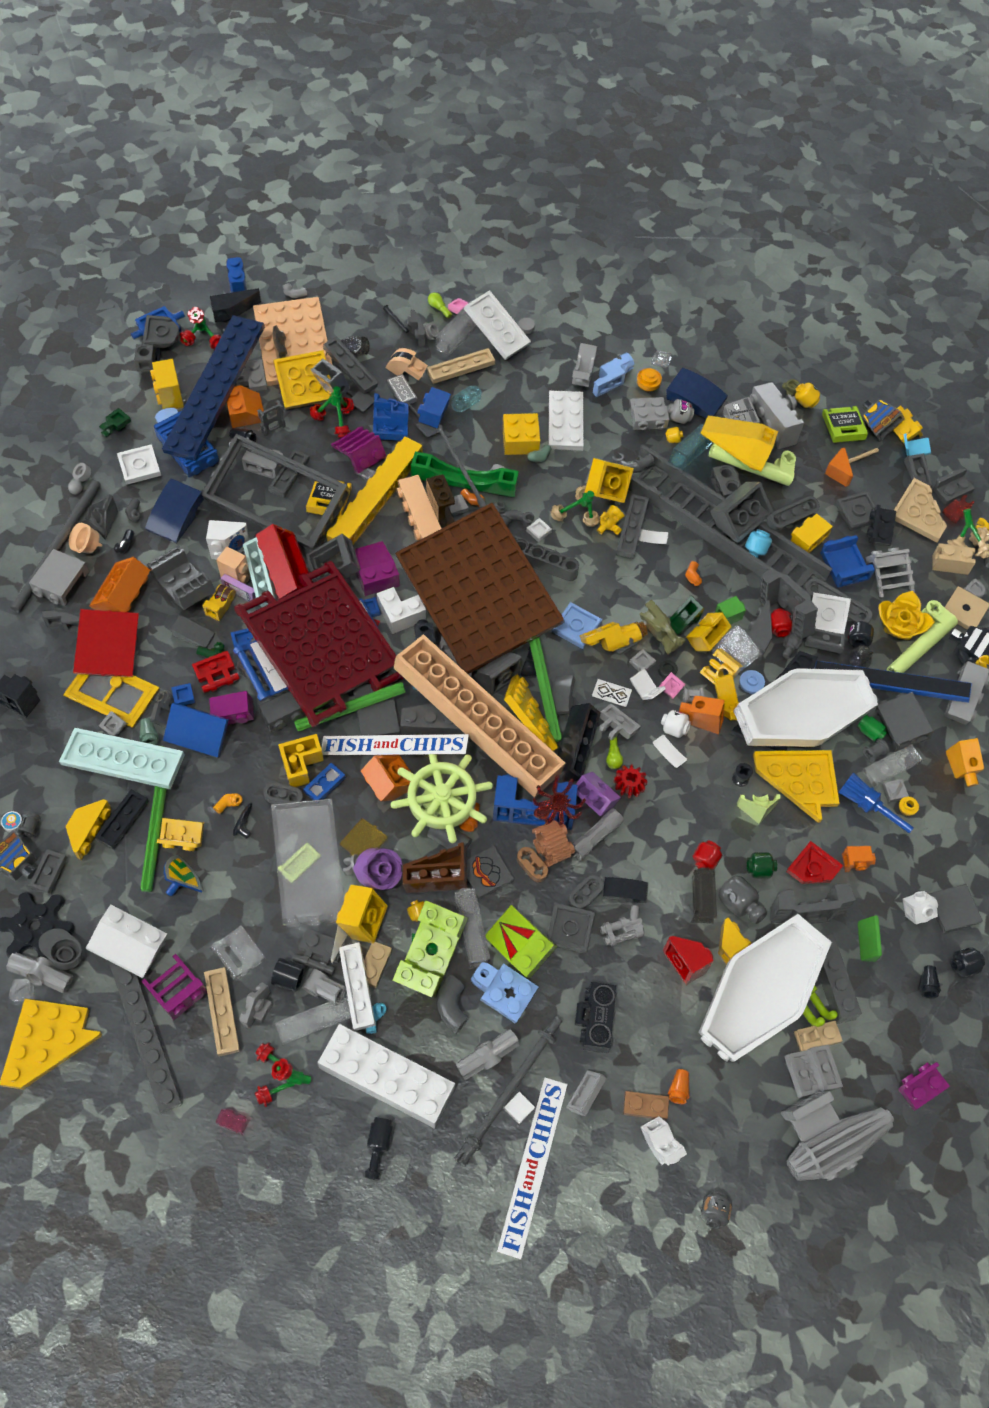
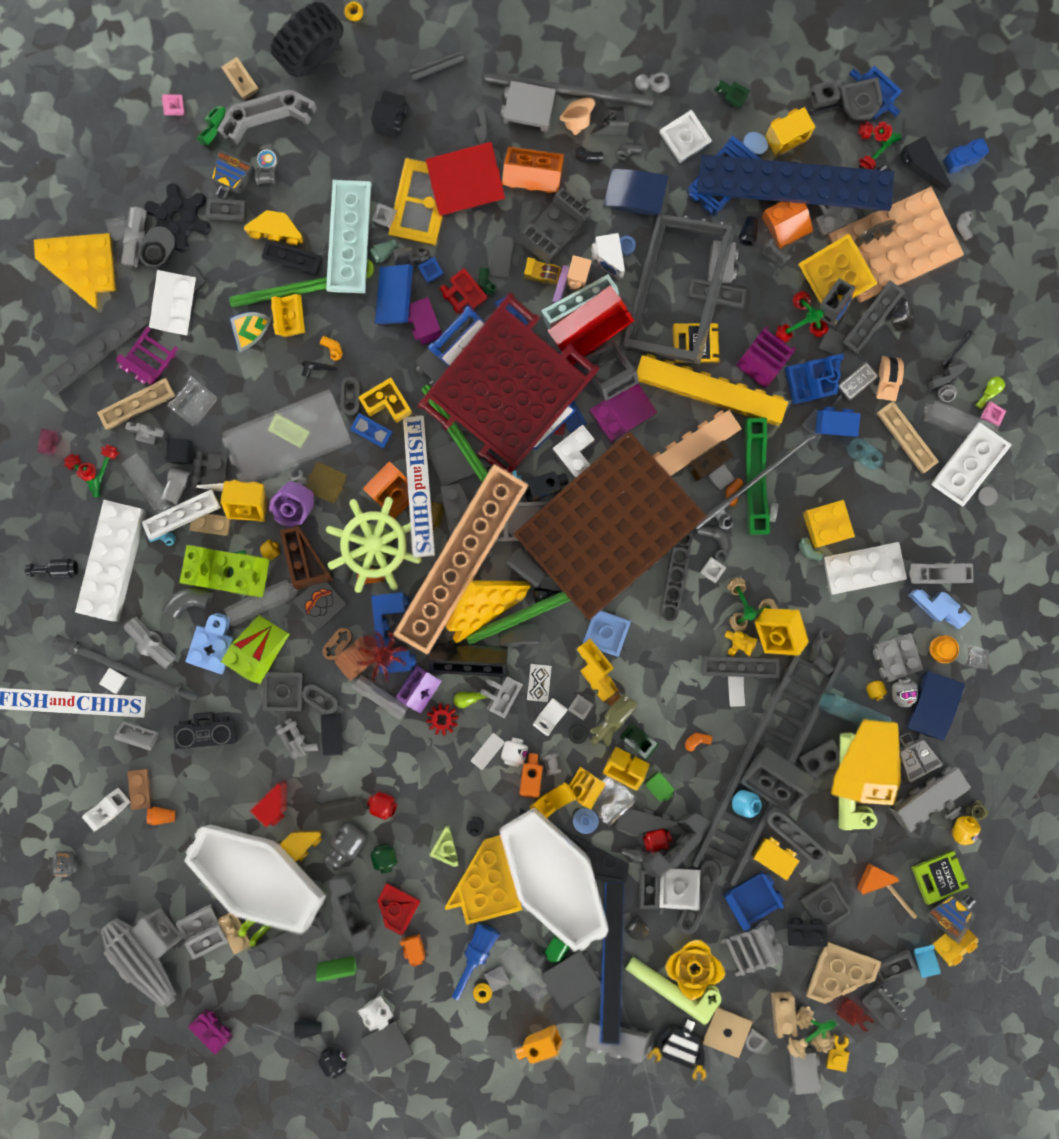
camera: 80 degrees right, 25 degrees up
(673, 685) = (558, 741): bright pink tile -> none
(861, 634) = (664, 925): black head -> none

